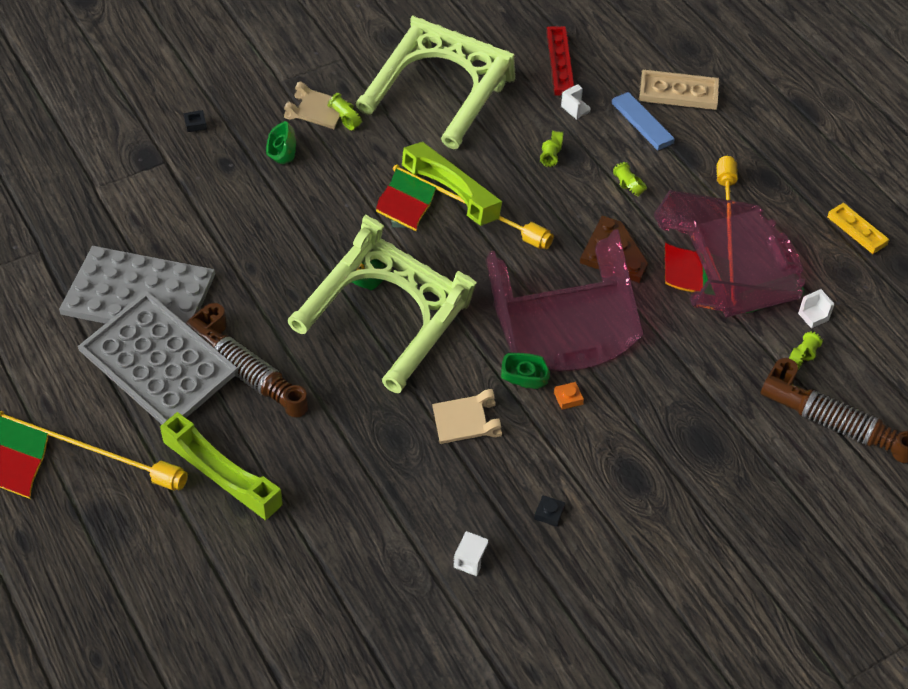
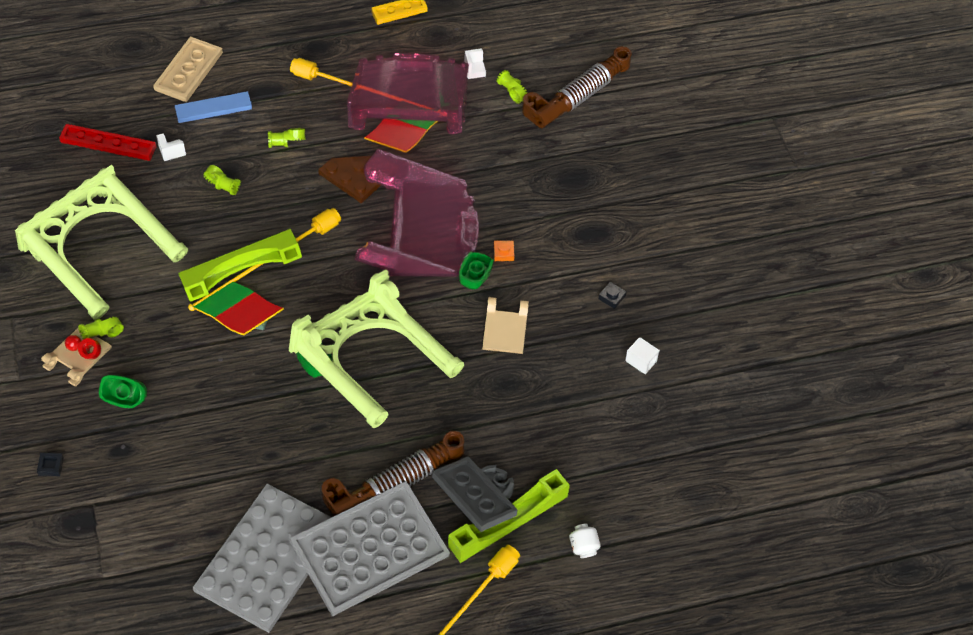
camera: 75 degrees left, 5 degrees up
(209, 543) = (584, 541): none -> white head
(241, 432) = (478, 492): none -> dark grey plate
(319, 107) = (74, 343): none -> red plate

